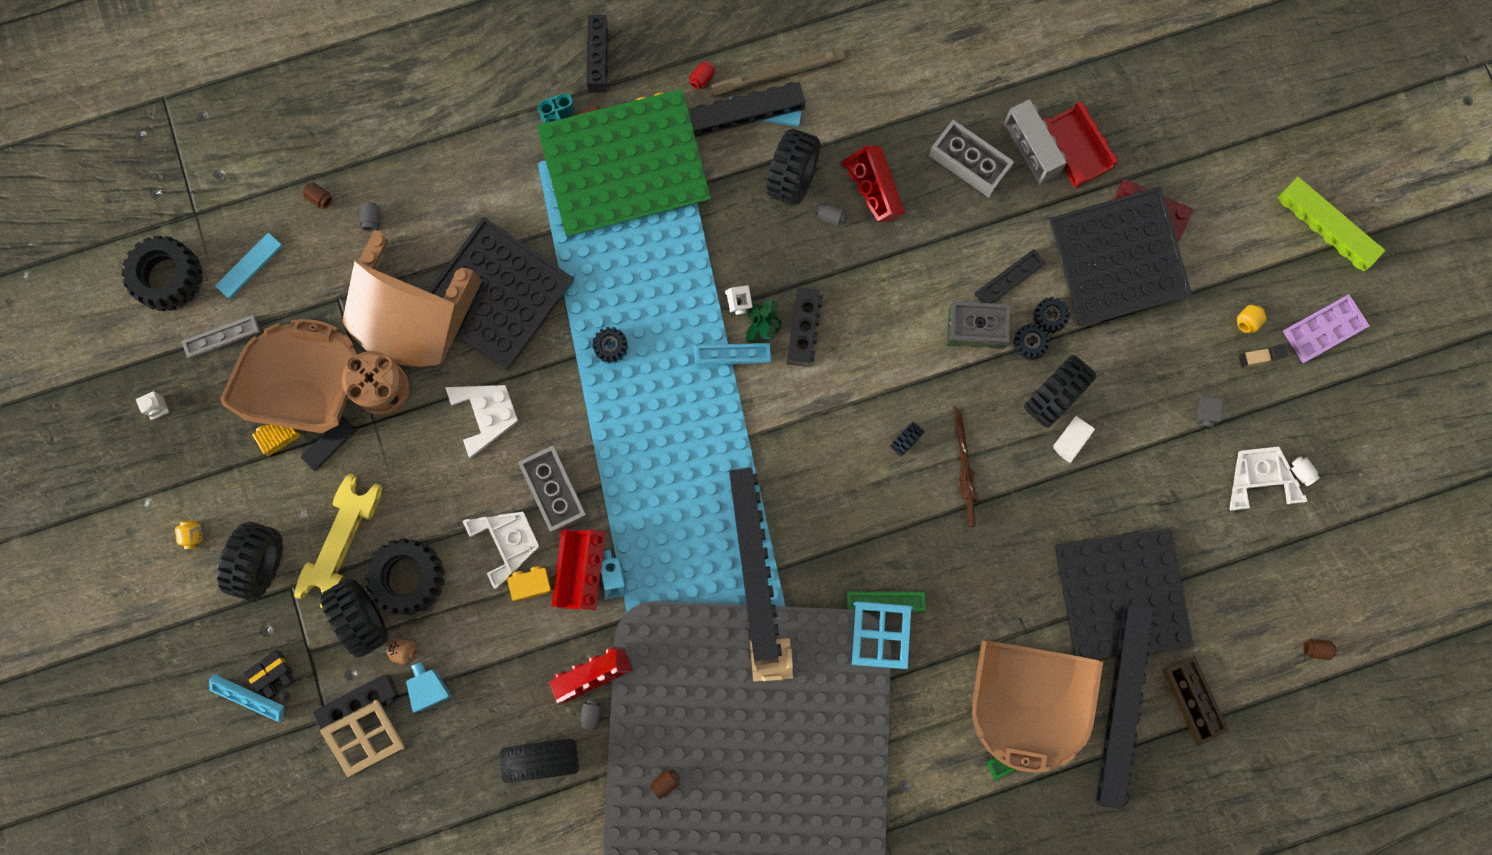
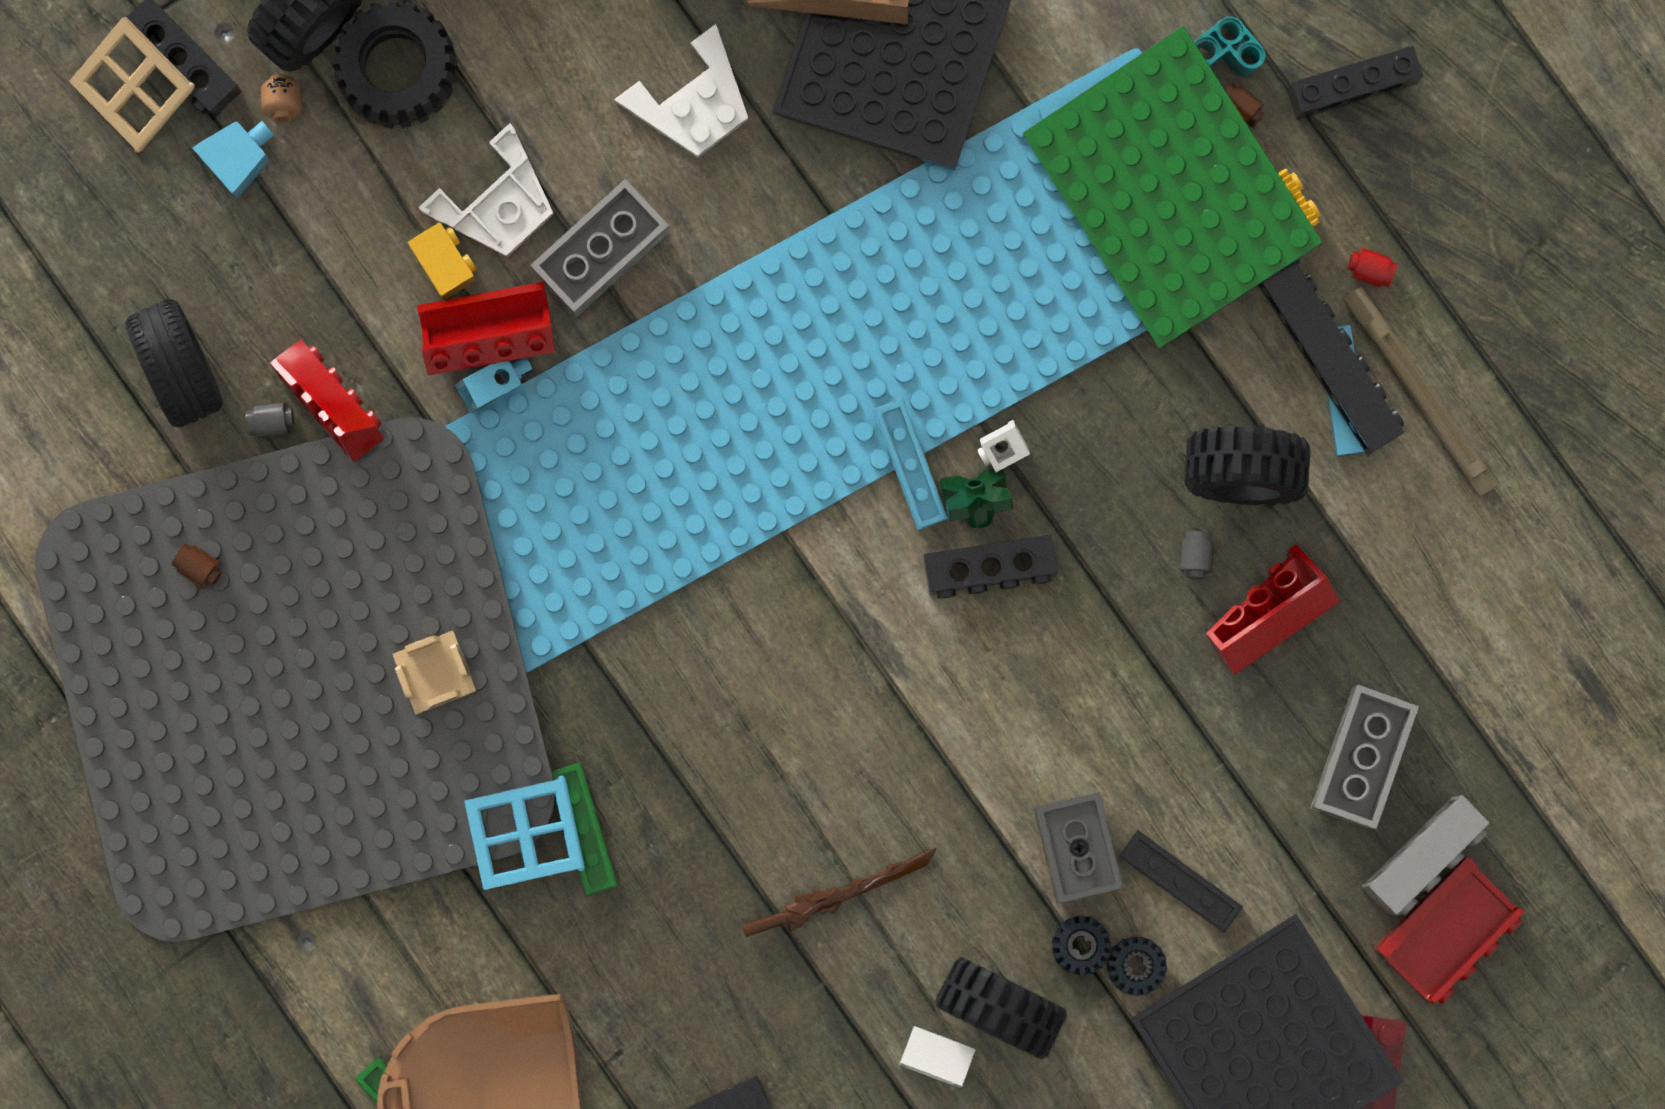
camera: 70 degrees right, 5 degrees up
(615, 336) = (846, 258): black bush -> none
(754, 569) = (570, 599): black brick -> none
(907, 439) = (853, 785): black bush -> none

